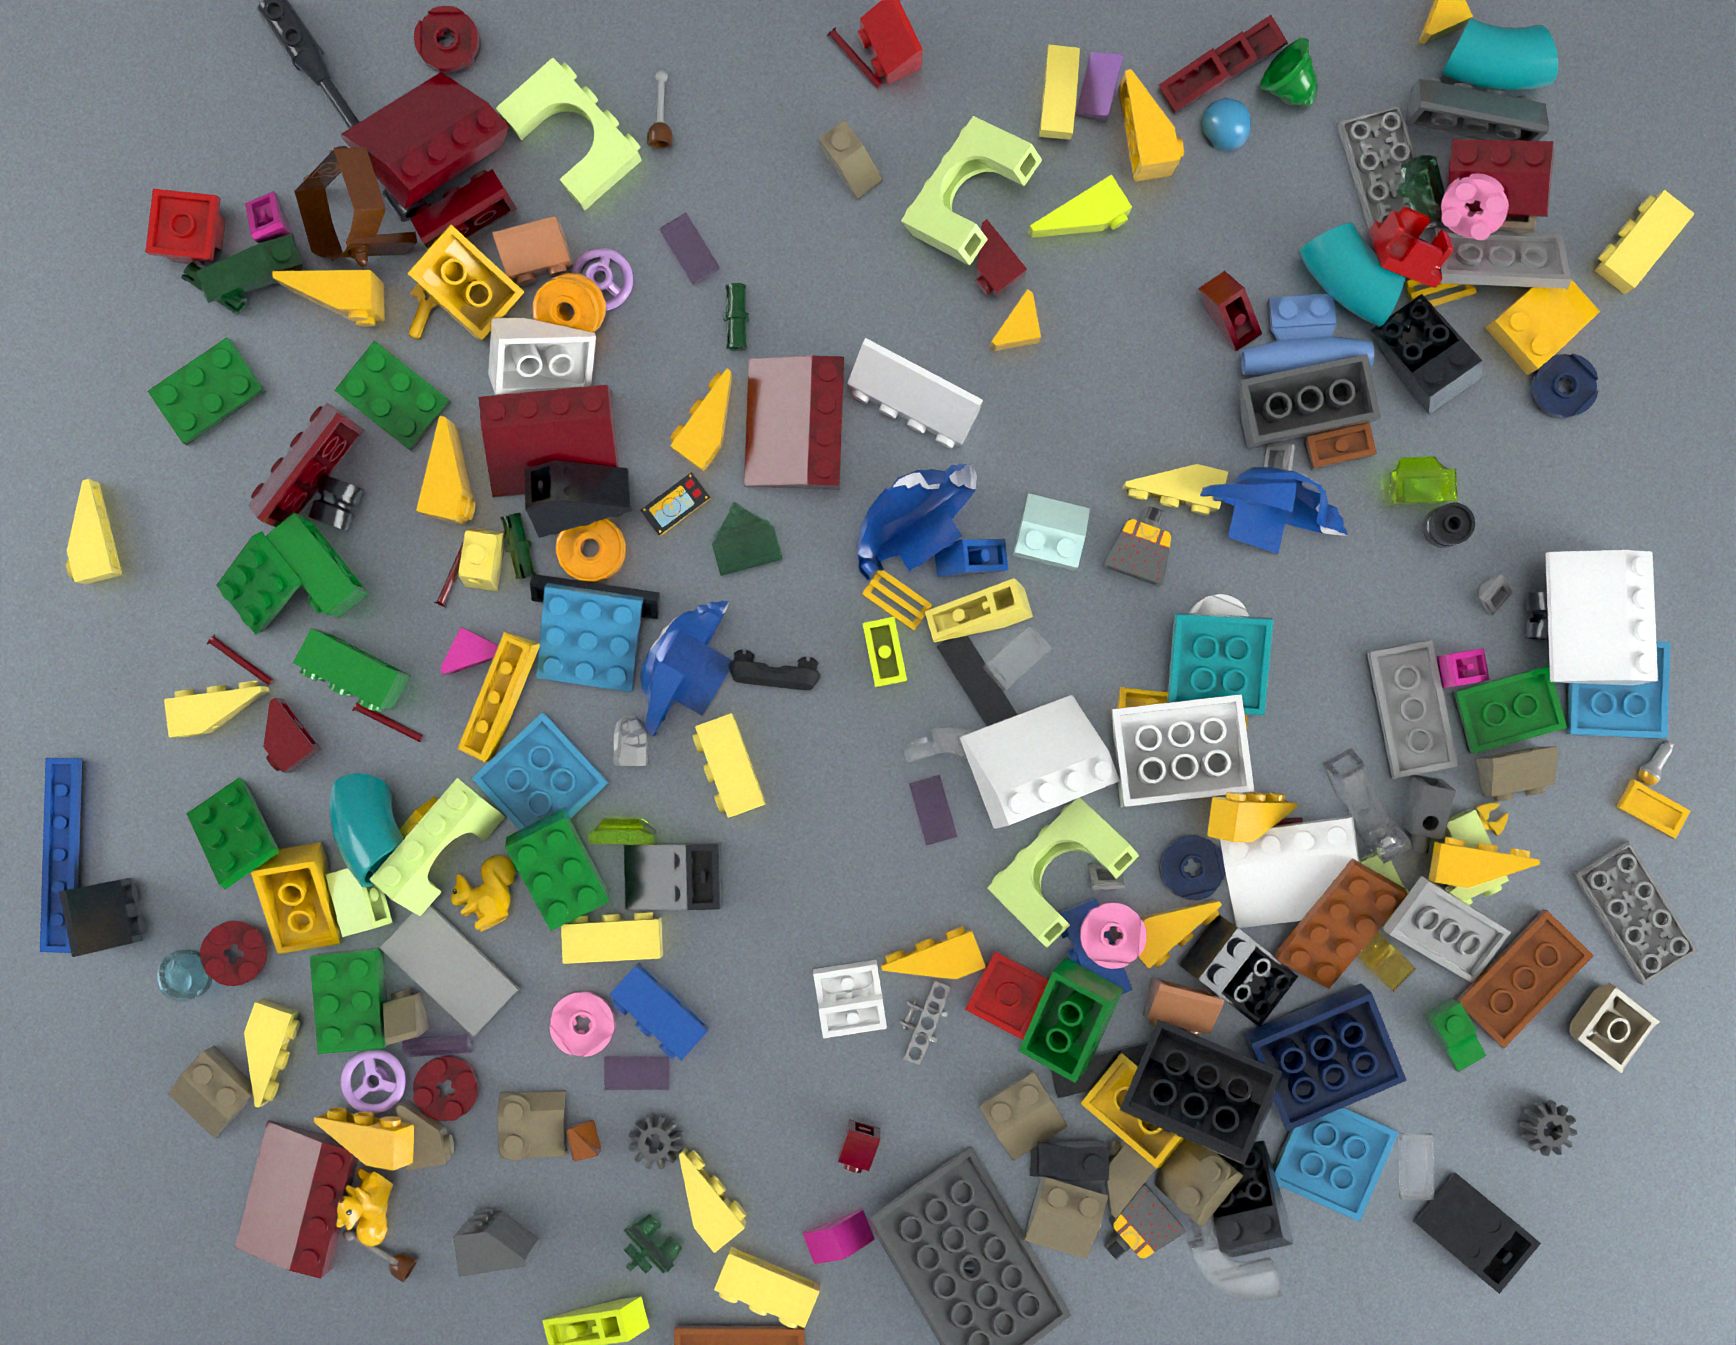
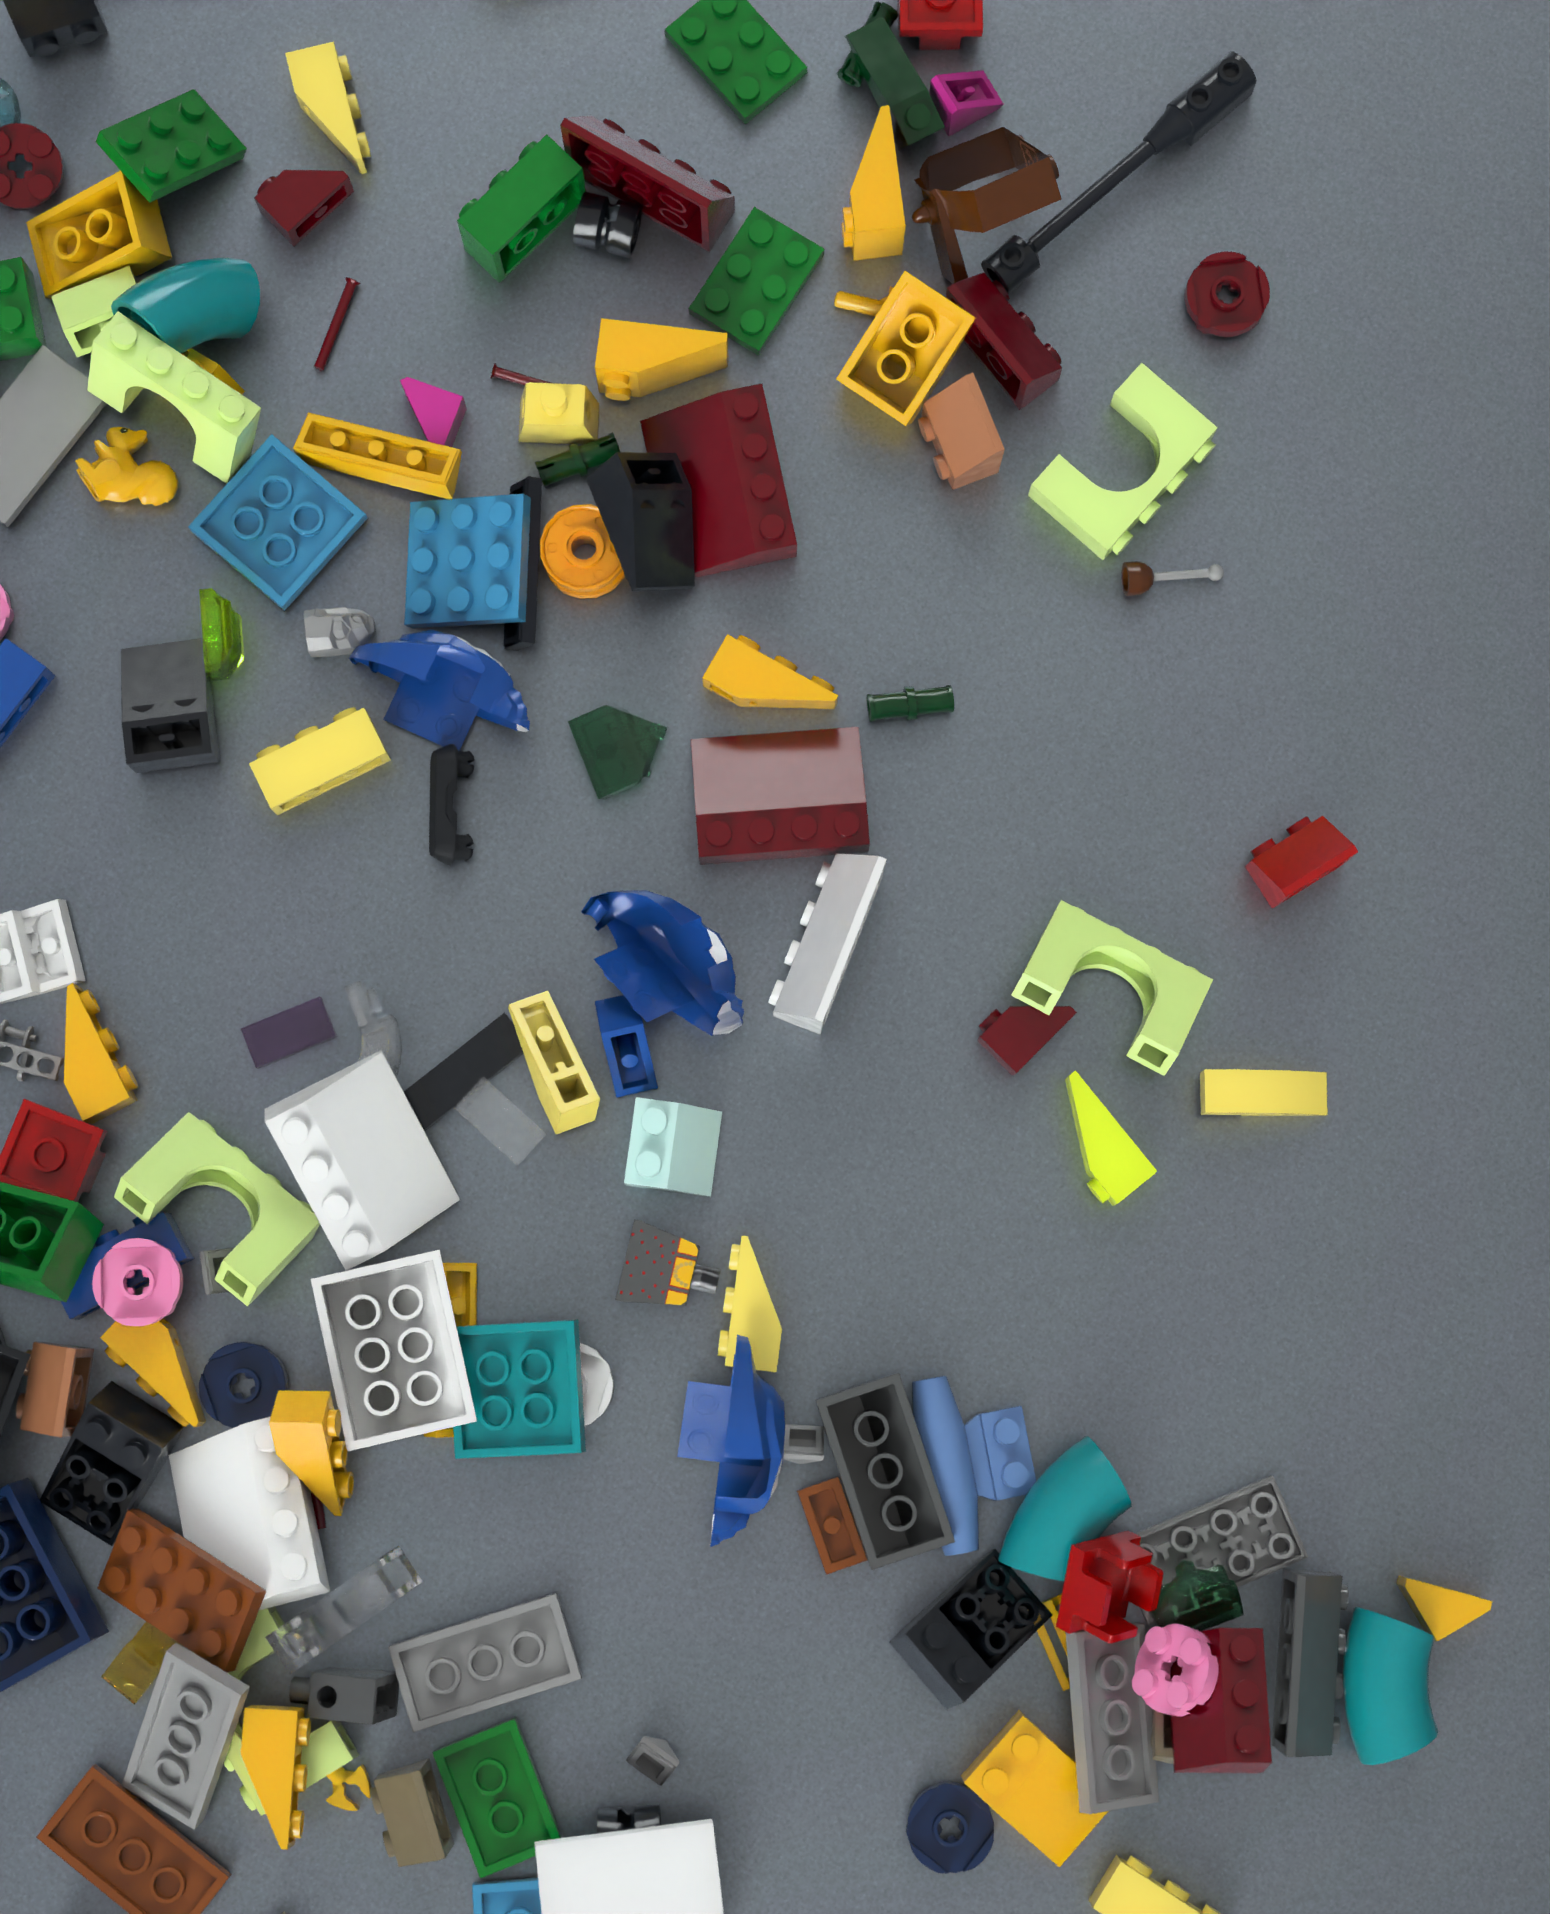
camera: 85 degrees right, 5 degrees down
(240, 660) = (396, 132): dark red piece -> none
(258, 583) = (491, 138): green plate -> none
(350, 670) = (393, 266): green brick -> none
(427, 137) = (1091, 280): dark red slope -> none
(538, 356) = (823, 455): white slope -> none
(557, 869) = (161, 553): green brick -> none
(577, 291) = (877, 470): light orange wheel -> none
(602, 267) = (943, 511): lavender piece -> none
(612, 938) = (80, 635): light yellow brick -> none
(675, 504) = (656, 654): tile -> none
(689, 248) = (993, 633): clear purple tile -> none
(850, 159) = (1135, 826): dark tan slope -> none
(855, 58) = (1273, 820): dark red piece -> none
(874, 583) = (578, 923): yellow tile -> none
(884, 652) = (486, 942): neon yellow brick -> none
(1020, 327) = (942, 1074): yellow slope -> none
(1099, 86) = (1279, 1146): medium lavender slope -> none
(1148, 131) = (1214, 1218): yellow slope -> none
(1223, 63) = (1331, 1309): dark red slope -> none
(1227, 124) = (1250, 1323): dark azure hair -> none
(1231, 310) = (997, 1355): dark red slope -> none
(1292, 75) = (1324, 1403): green piece -> none
(1422, 482) = (796, 1642): clear neon green slope -> none
(1448, 525) = (738, 1683): black wheel -> none
(1455, 1033) = (50, 1768): green arch -> none
(1462, 668) = (547, 1726): dark pink slope -> none

